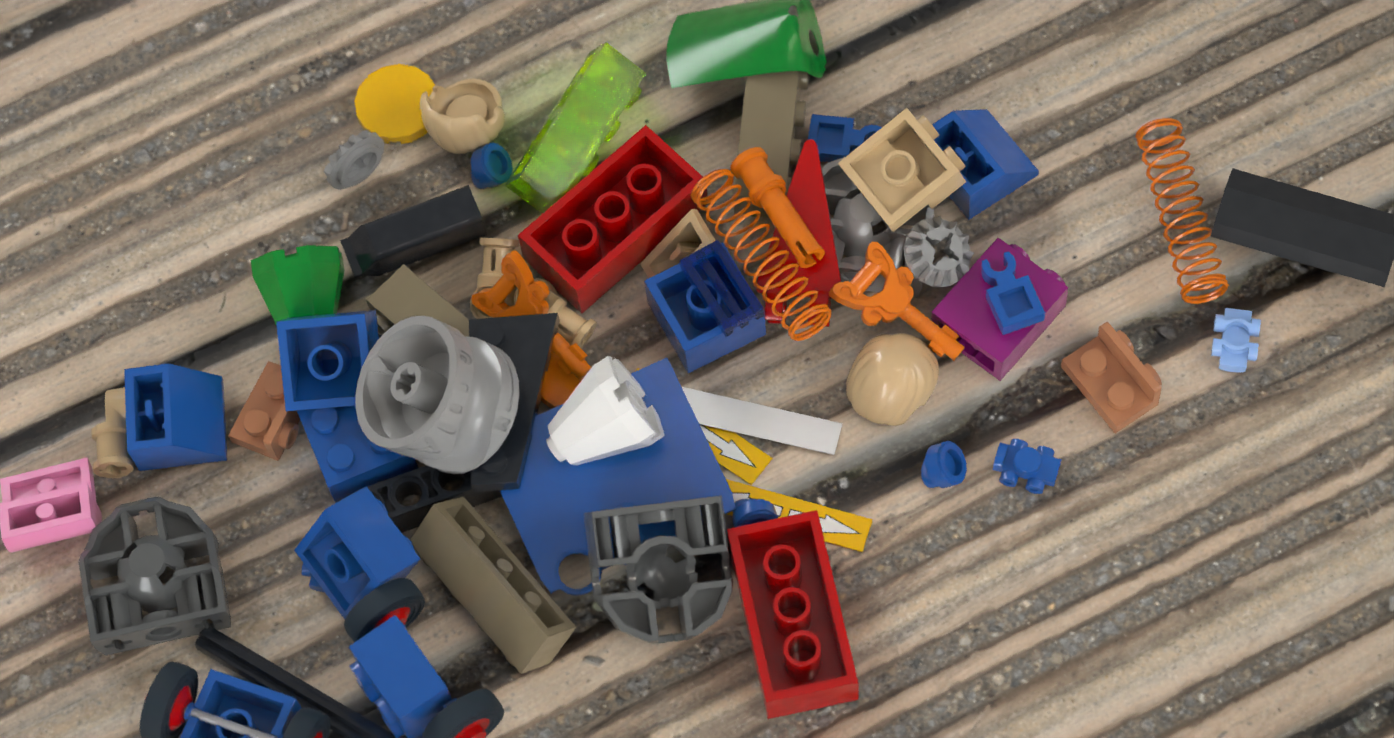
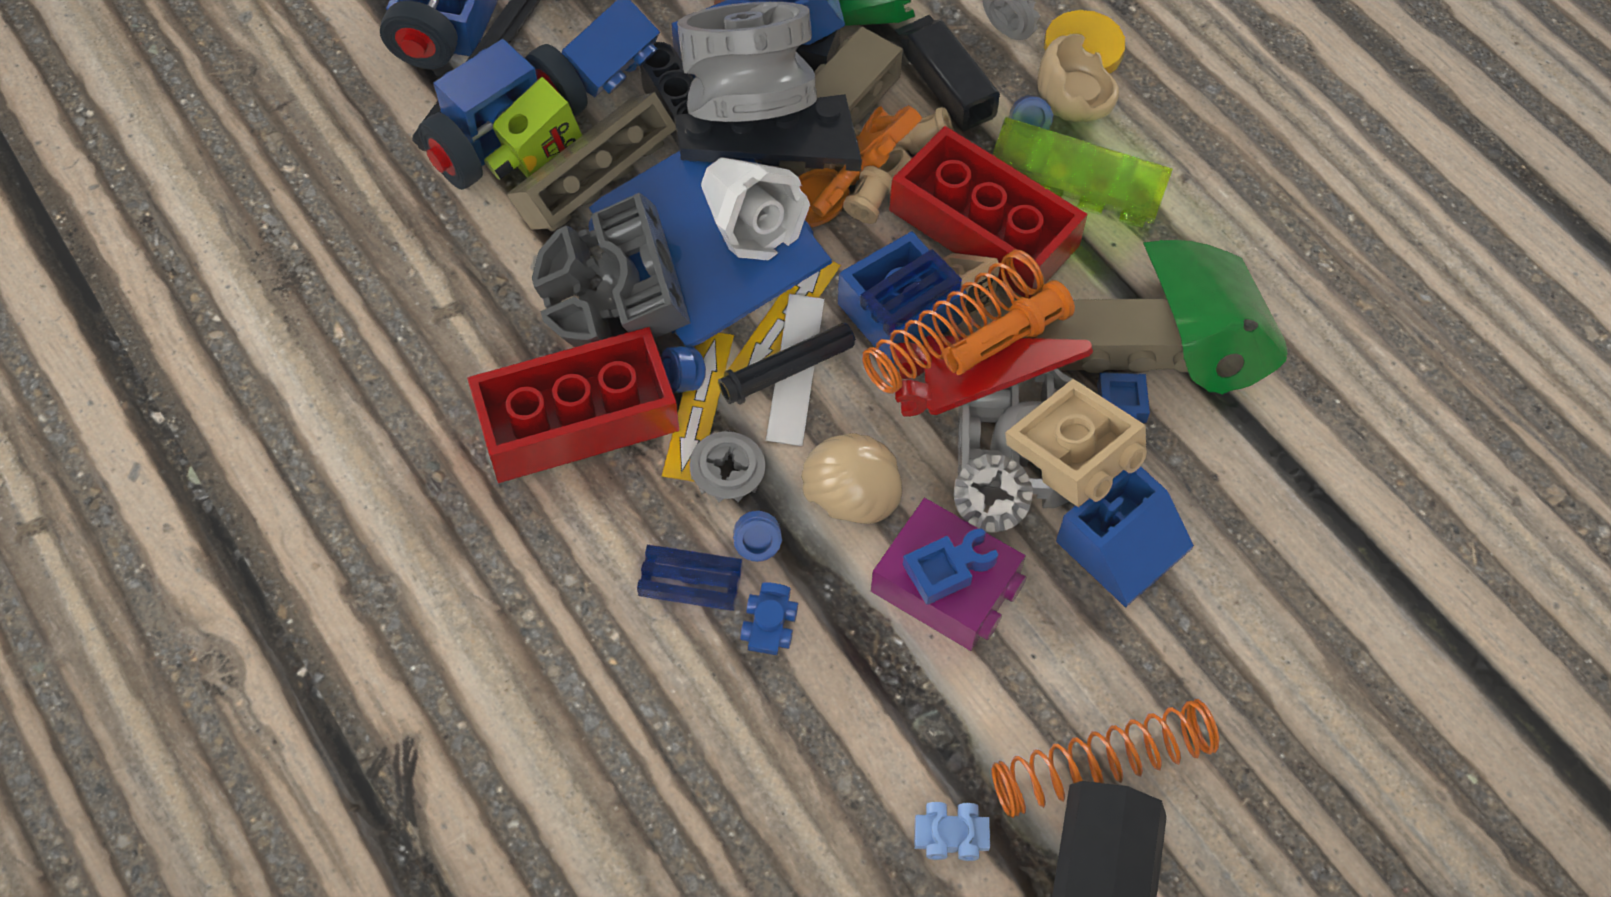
camera: 75 degrees right, 5 degrees down
(442, 625) = (532, 131): none -> lime torso
(777, 466) = (785, 363): none -> black axle
(855, 471) = (713, 452): none -> light grey gear
(892, 301) = (929, 457): orange piece -> none
(985, 496) = (694, 560): none -> clear blue tile
(1113, 378) = (881, 700): nougat bracket -> none

